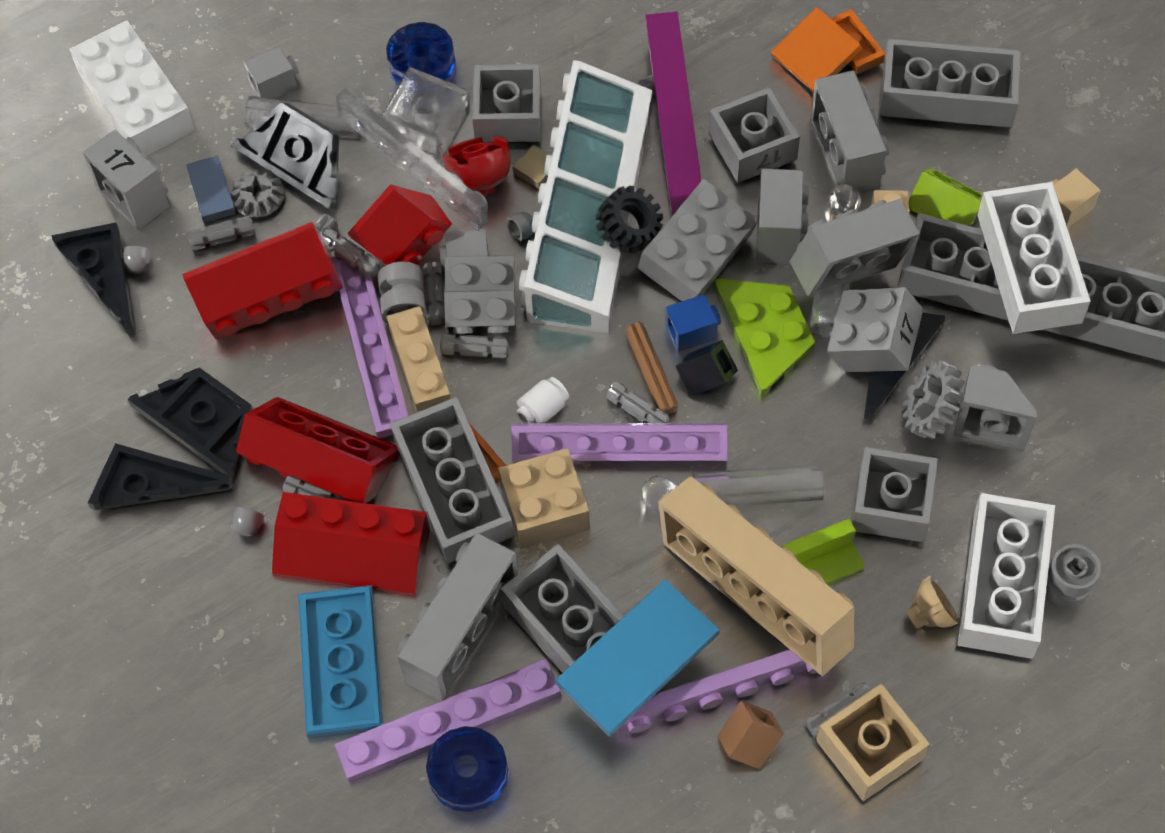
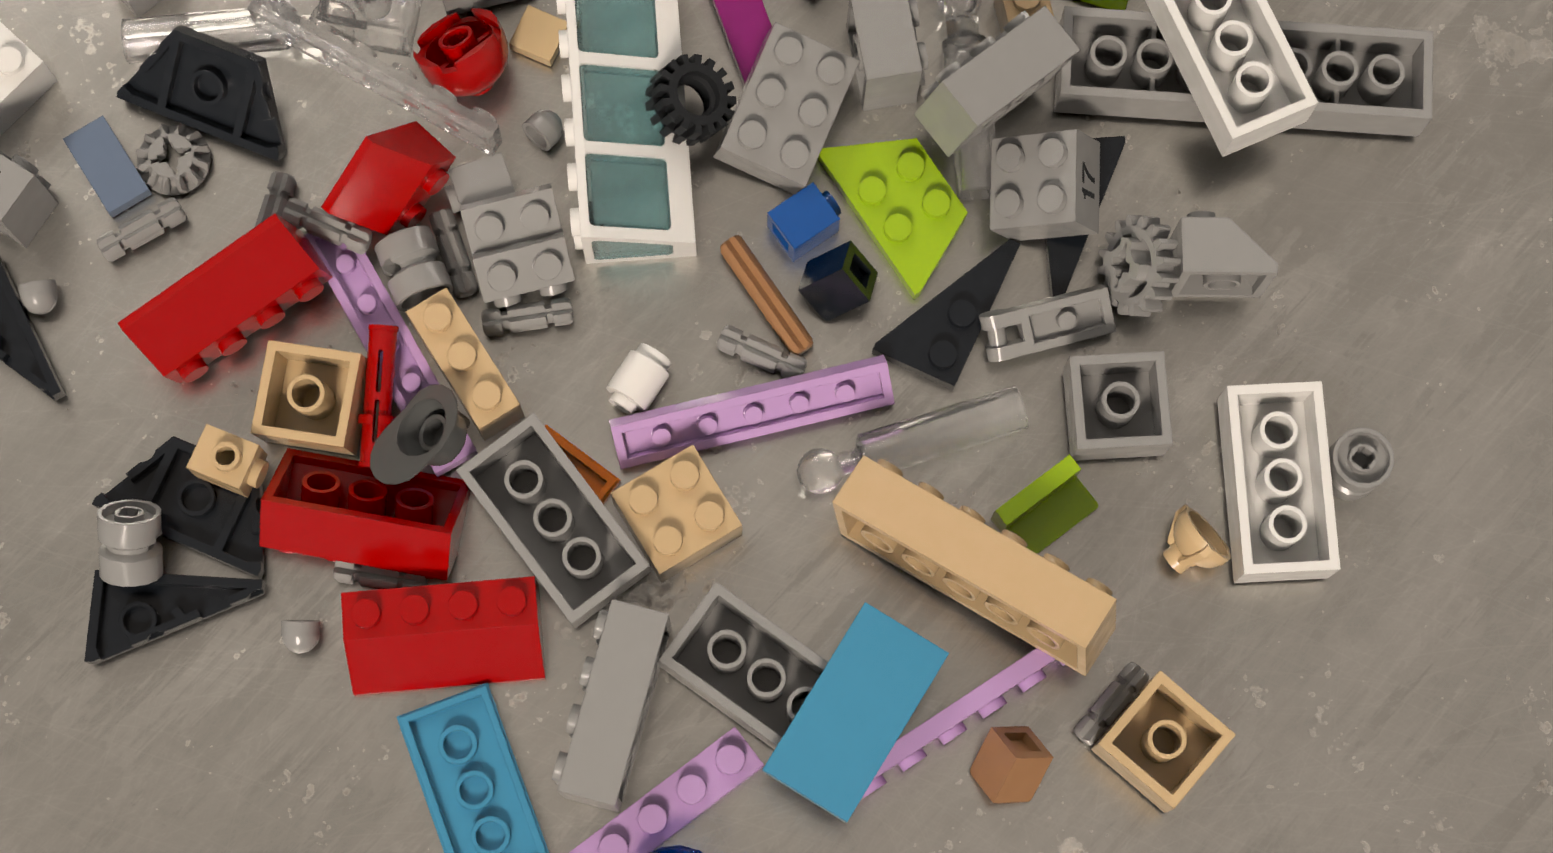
camera: 20 degrees left, 15 degrees up
(145, 425) = (129, 542): none -> light grey wheel
(231, 387) = (228, 461): none -> tan brick
(303, 361) = (310, 397): none -> tan brick
(345, 384) = (381, 339): none -> red pin
(374, 400) = (422, 435): none -> dark grey piece
(778, 420) = (944, 330): none -> black wing
(857, 428) = (1048, 323): none -> light grey plate

